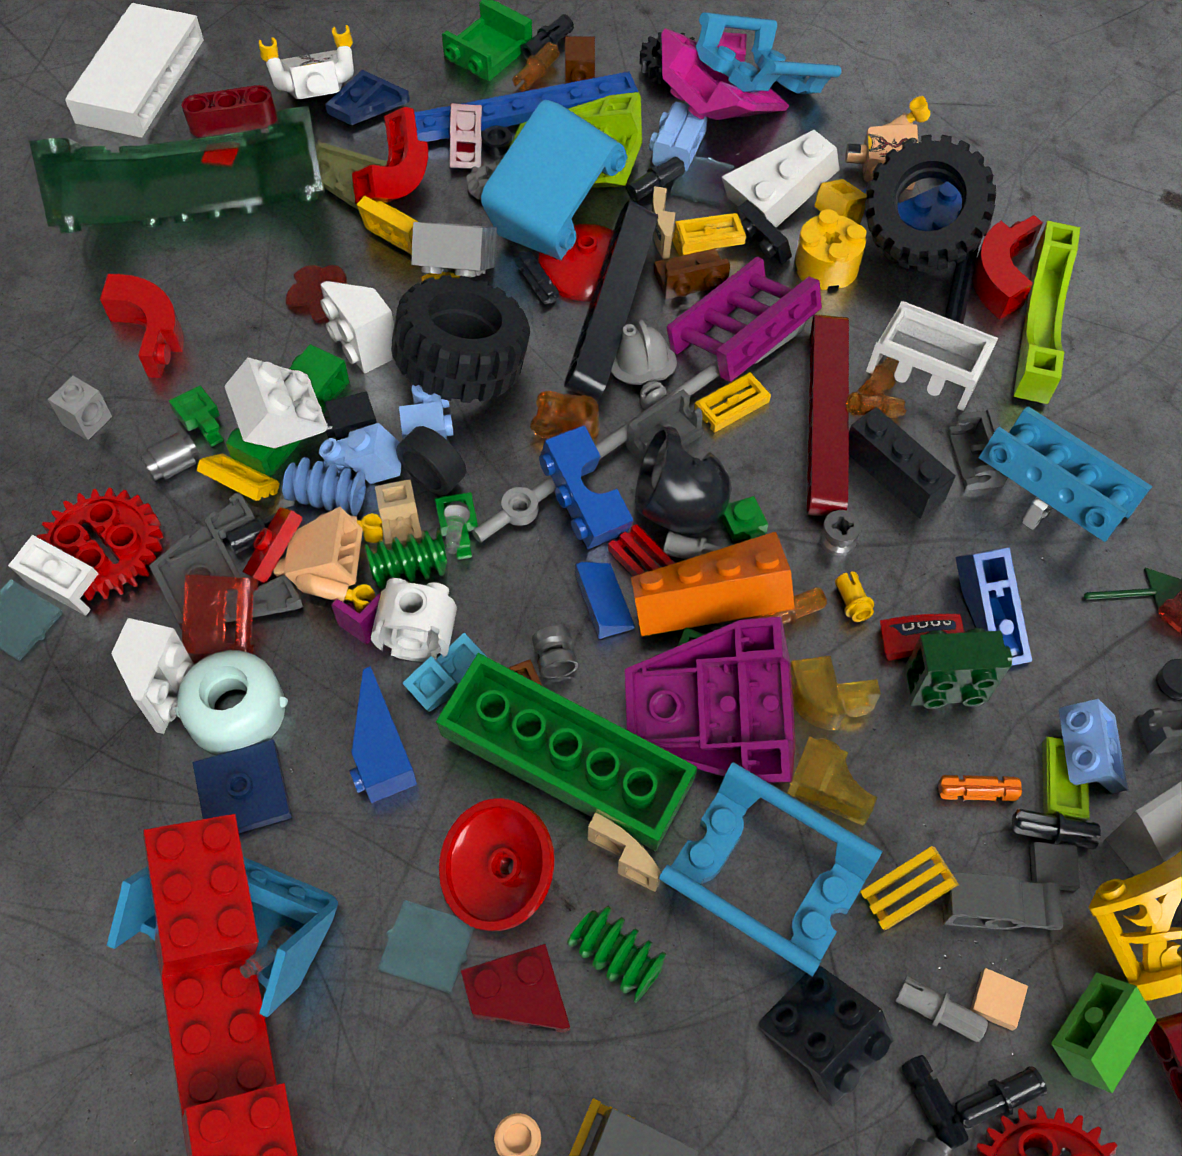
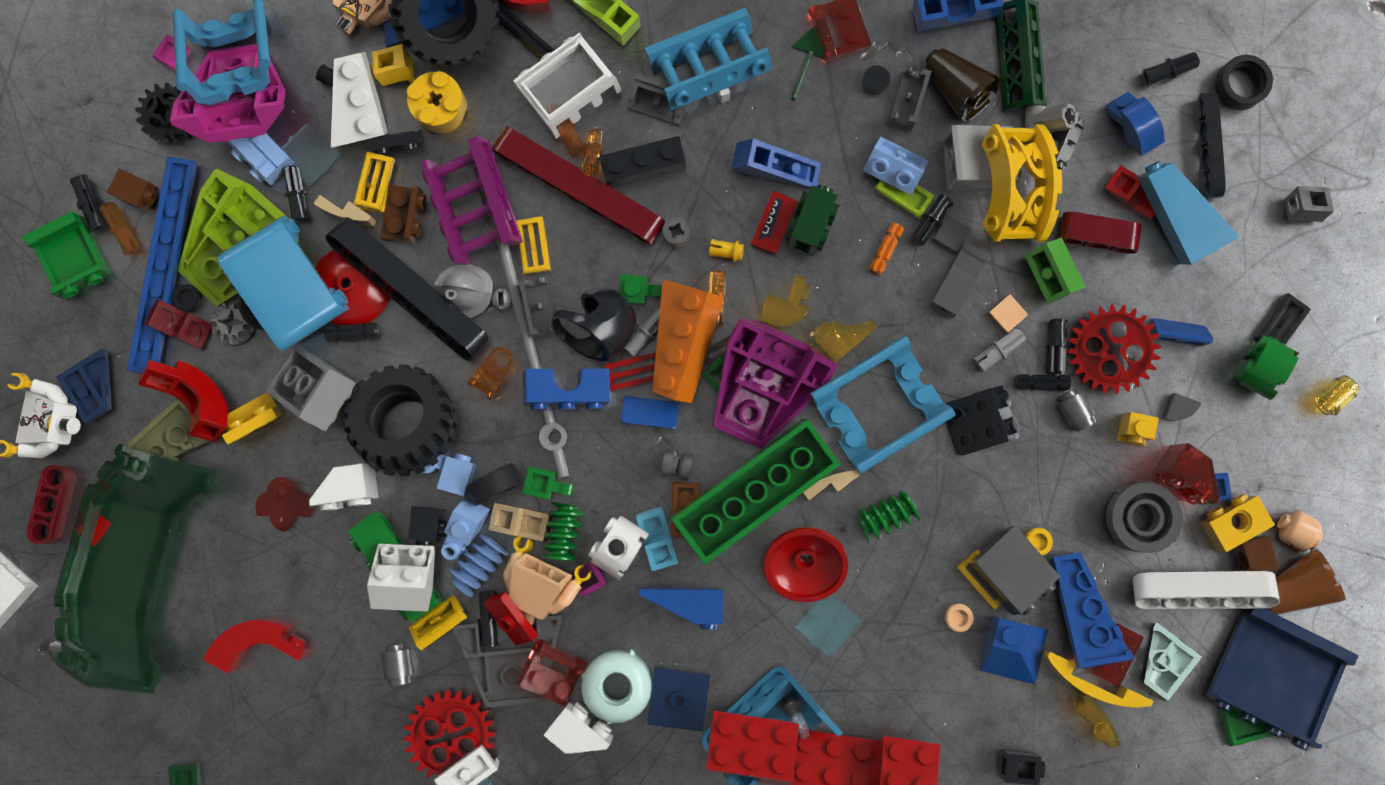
camera: 60 degrees left, 25 degrees up
(80, 407) = (322, 716): light grey brick -> none
(198, 410) = (362, 632): green plate -> none
(456, 516) = (548, 485): clear piece -> none
(517, 990) = (879, 582): dark red wing -> none
(878, 906) = (928, 349): yellow tile -> none

